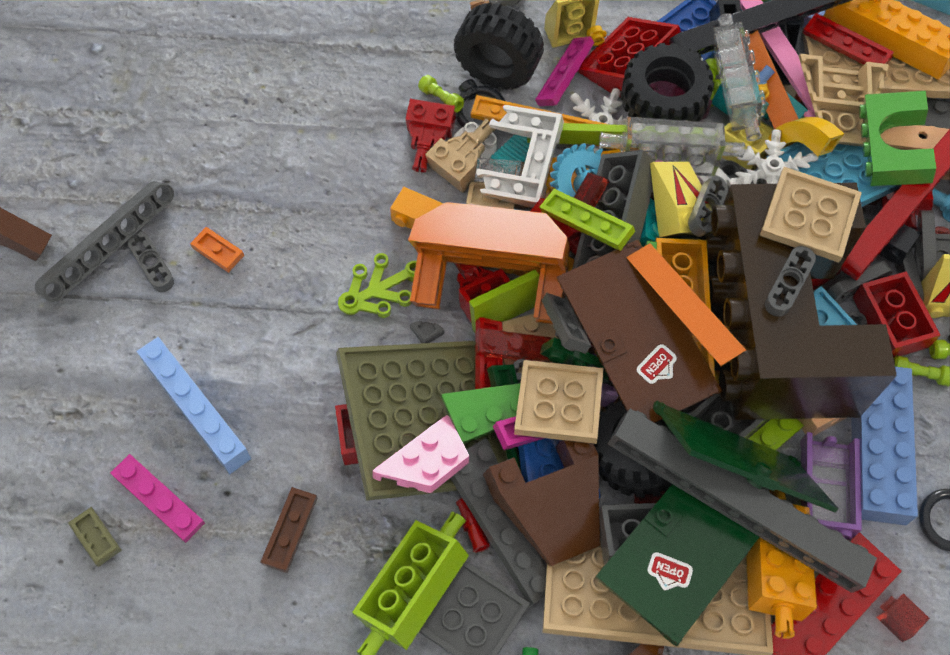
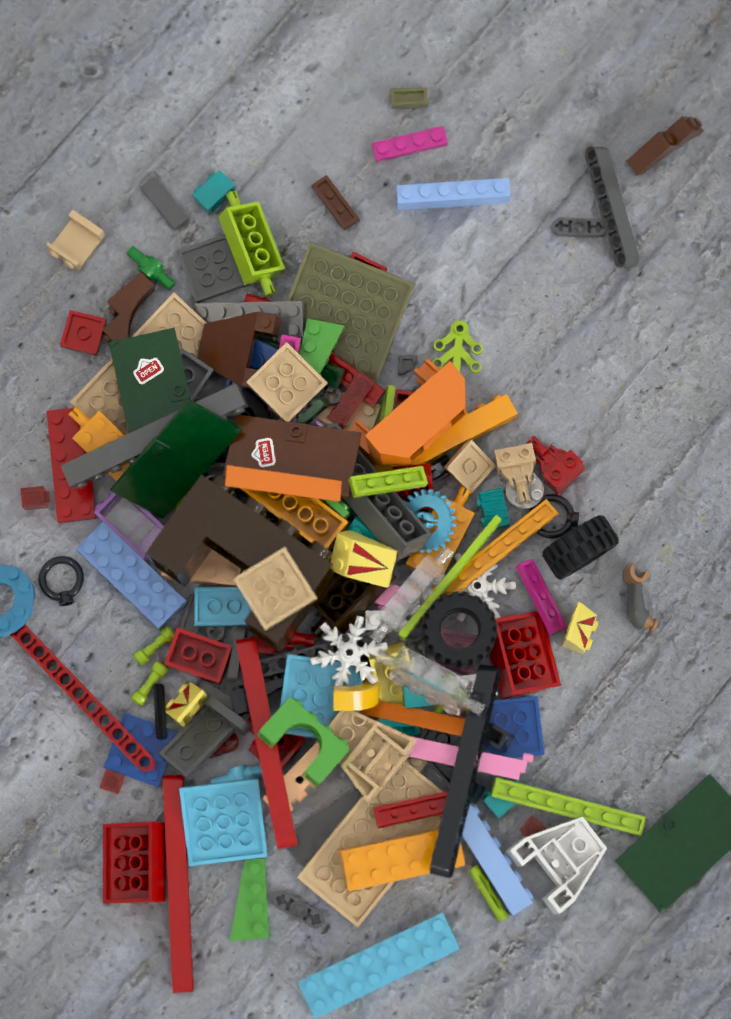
camera: 130 degrees right, 15 degrees up
(217, 249) = (557, 272): orange plate -> none
(427, 459) = (309, 289): wing -> none
(428, 85) = (596, 493): lime piece -> none
(503, 166) = (483, 481): clear plate -> none
(545, 131) = (481, 519): white wedge -> none
(566, 323) = (326, 417): dark grey plate -> none
(591, 189) = (409, 504): clear red tile -> none
(597, 34) = (556, 643): yellow plate -> none
(700, 210) = (350, 566): dark grey beam -> none
(765, 74) = (423, 710): medium blue arm -> none
(790, 291) = (254, 551): dark grey beam -> none

